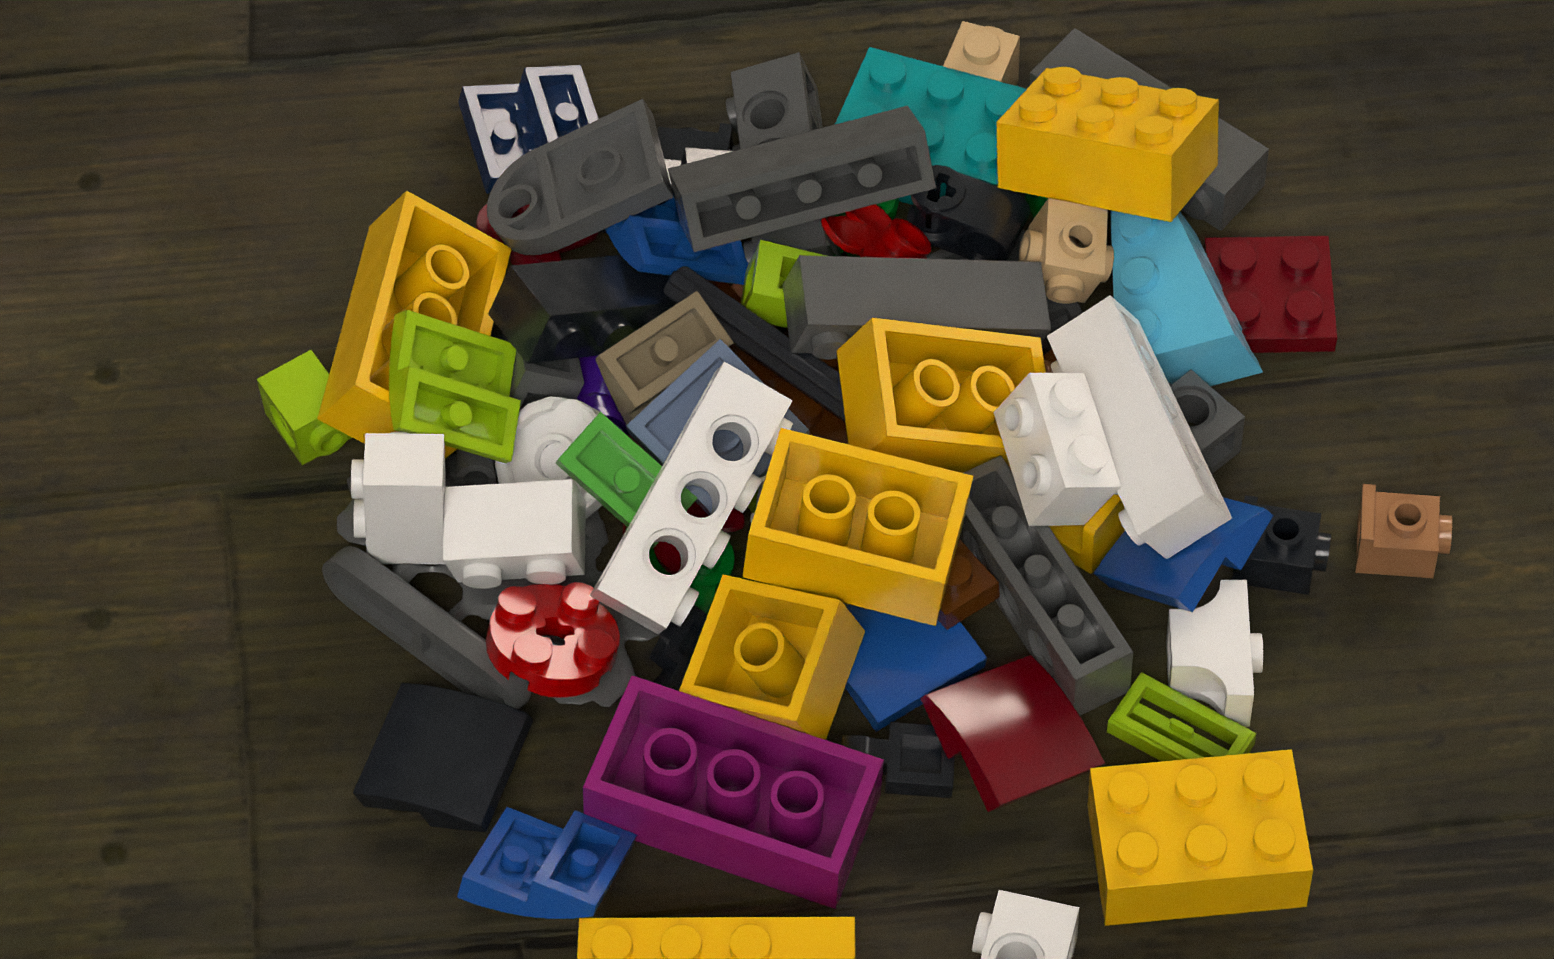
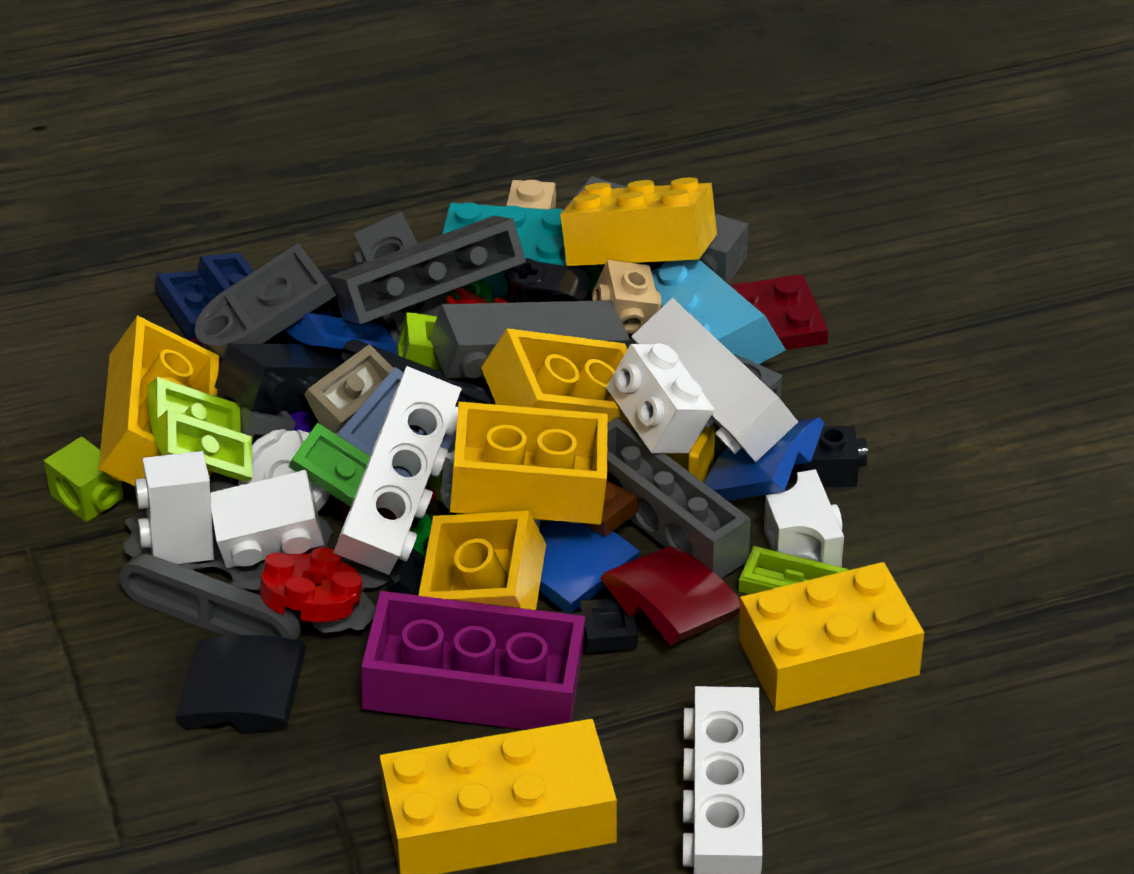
camera: 15 degrees left, 15 degrees down
(546, 869) = (338, 738): blue slope -> none
(1400, 533) = (911, 434): medium nougat brick -> none

